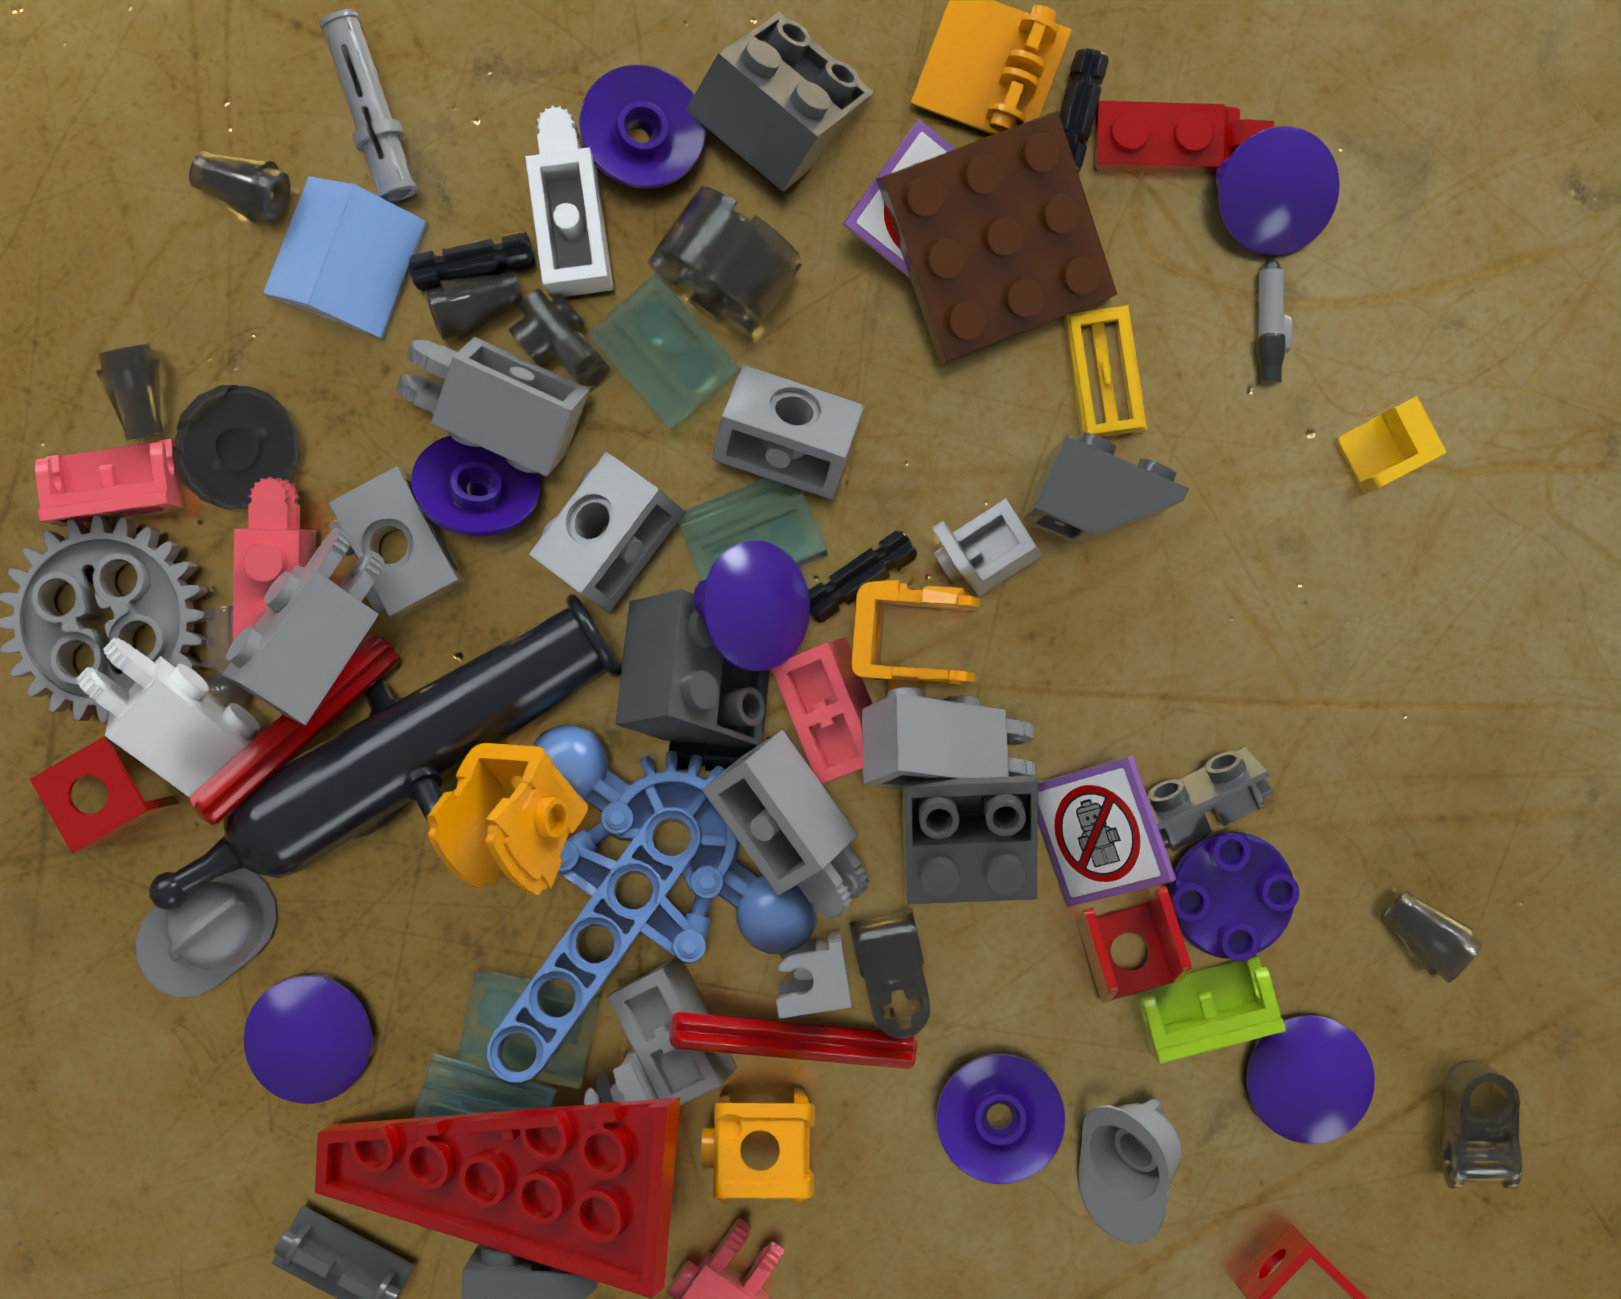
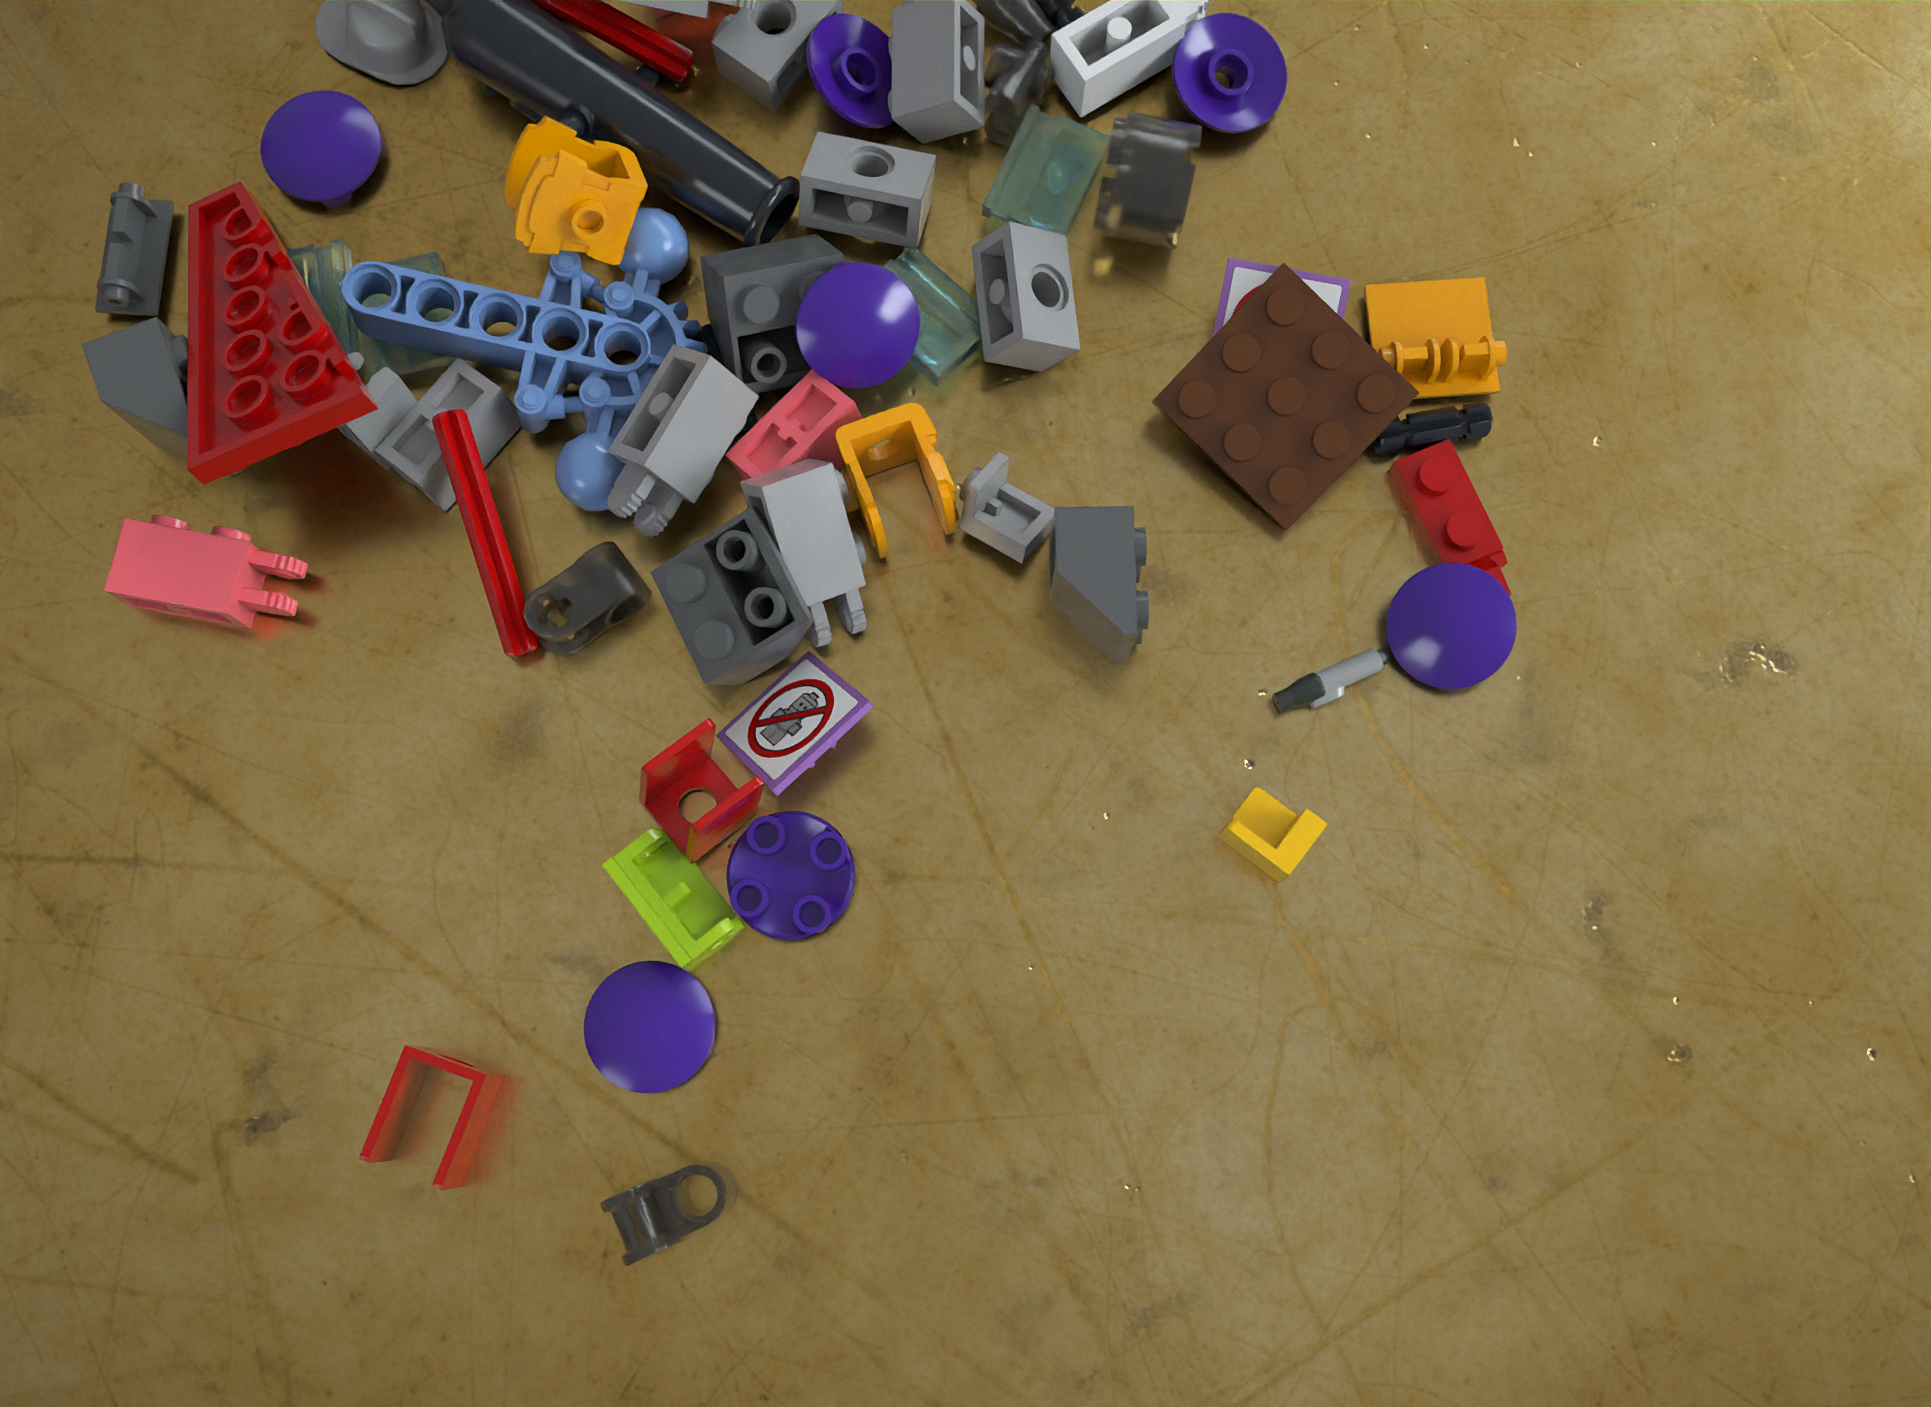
camera: 65 degrees right, 10 degrees down
(778, 99) = (1310, 172): dark grey slope -> none
(787, 1123) = (382, 570): light orange piece -> none
(819, 978) = (555, 525): light grey hinge -> none
(870, 566) = (964, 441): black axle -> none
(1008, 1150) = (466, 735): dark purple dish -> none
(1096, 318) = (1170, 583): yellow tile -> none
(1128, 1168) = (497, 886): light grey piece -> none
(1229, 783) = (850, 792): dark grey hinge -> none
(1433, 937) = (834, 1079): clear smoke cone -> none

